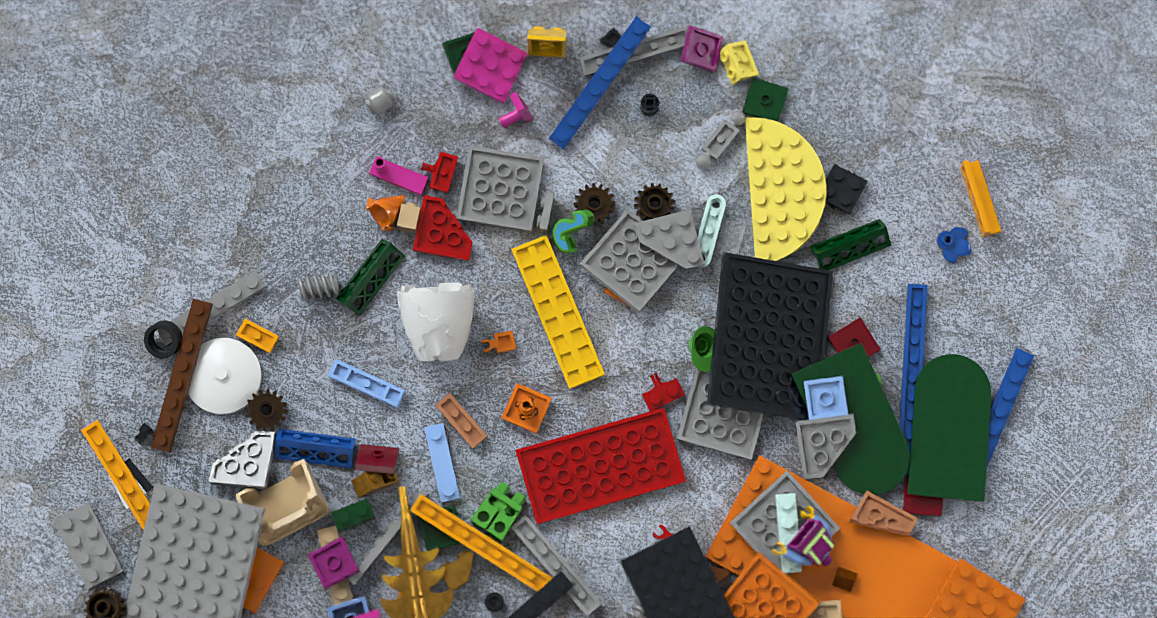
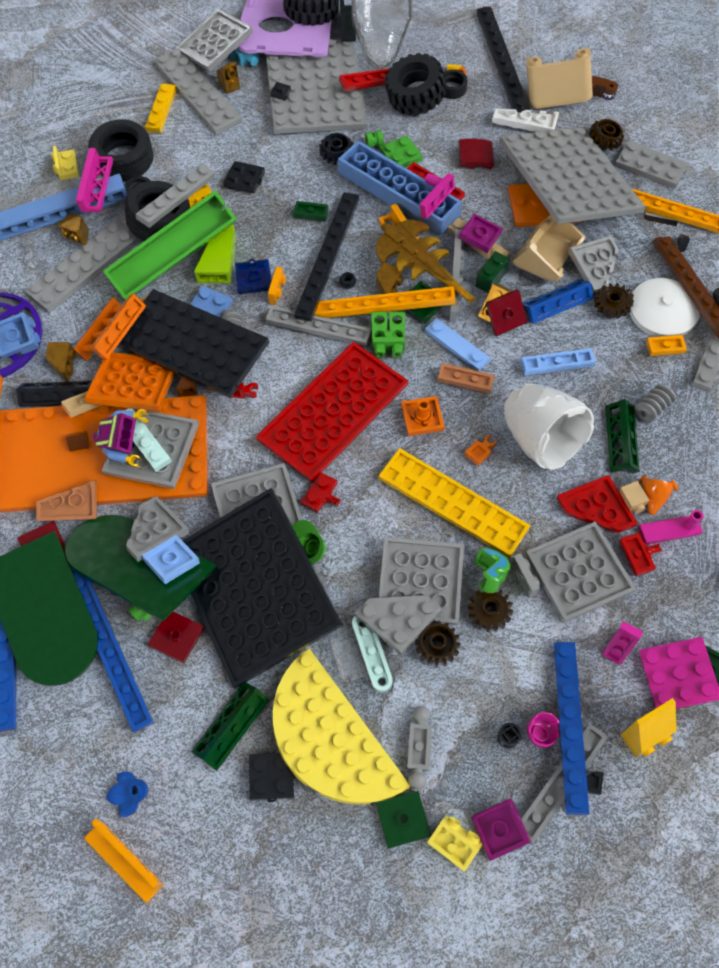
camera: 150 degrees right, 15 degrees down
(622, 92) = (543, 729): none -> dark pink hair

